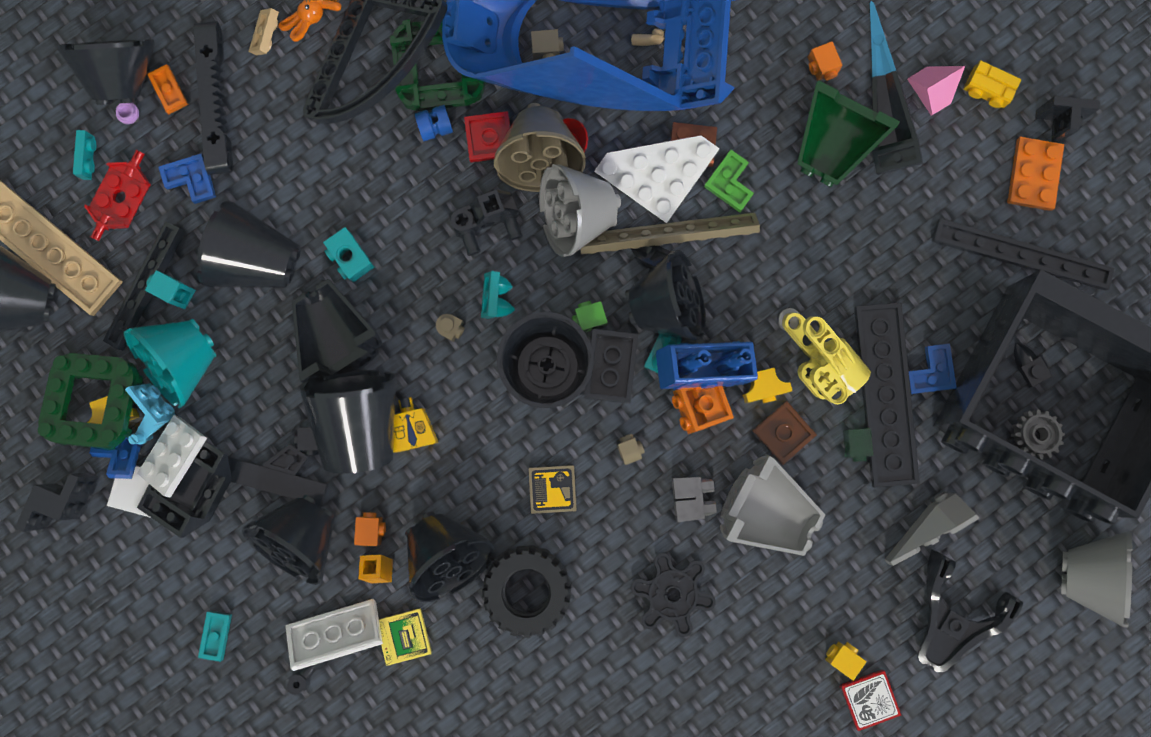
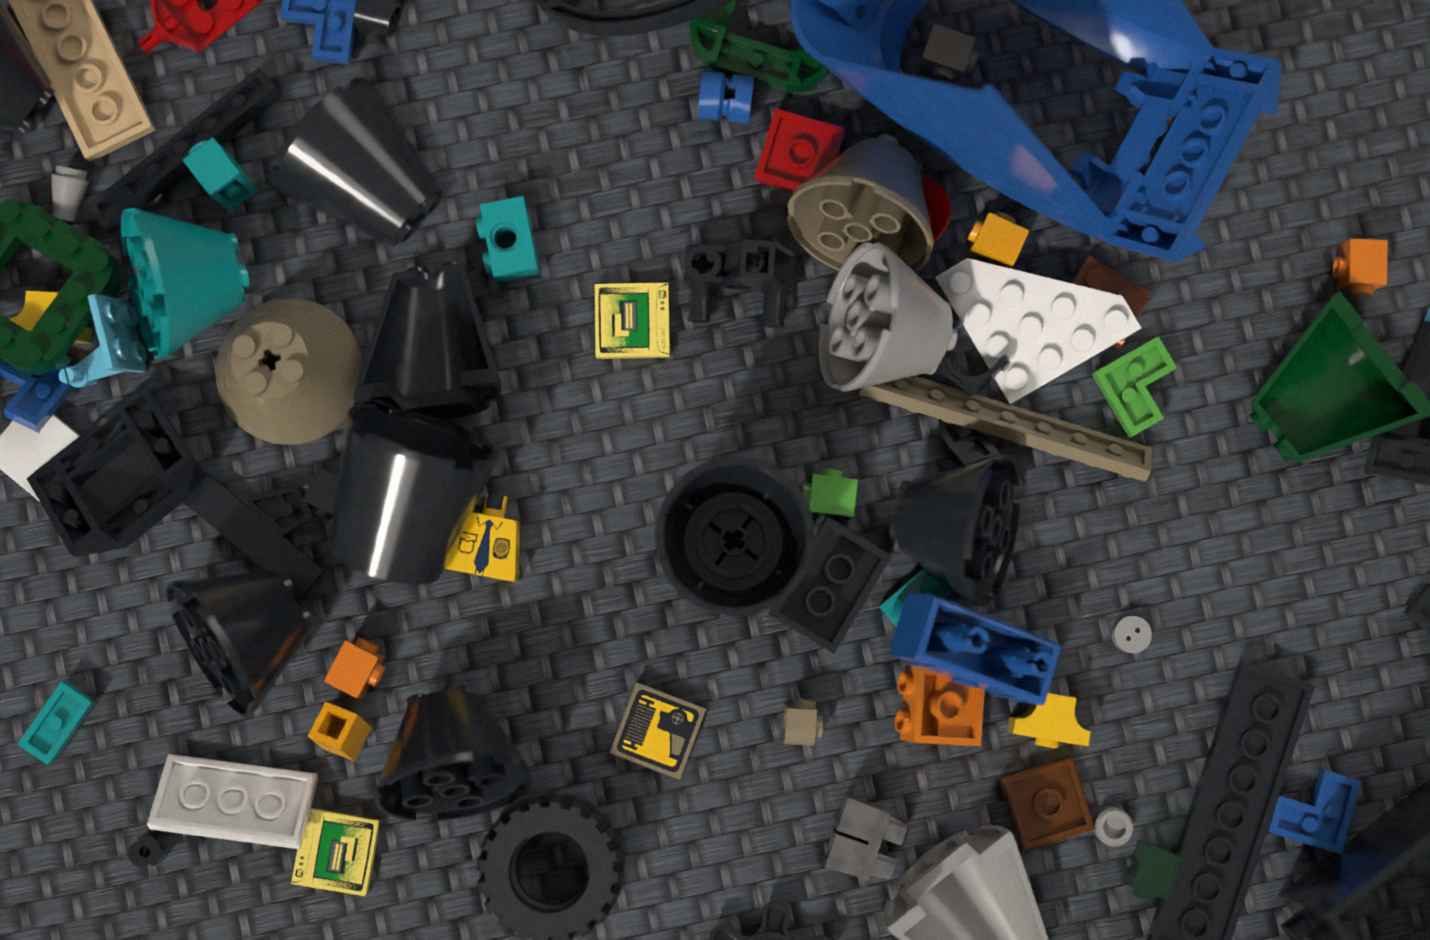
camera: 20 degrees right, 0 degrees up
(88, 337) = (67, 192): none -> light grey cone
(172, 456) = (112, 425): white plate -> none
(257, 382) = (288, 371): none -> dark tan cone
(437, 269) = (632, 320): none -> tile
(450, 327) = (613, 416): dark tan plate -> none
(491, 304) = (691, 411): teal tile -> none
(619, 135) = (997, 239): none -> light orange brick
(640, 221) = (970, 383): none -> black helmet
(648, 39) = (1106, 113): tan arm -> none
(826, 429) = (1113, 826): none -> light grey tile
(830, 360) = (1166, 726): light yellow piece -> none

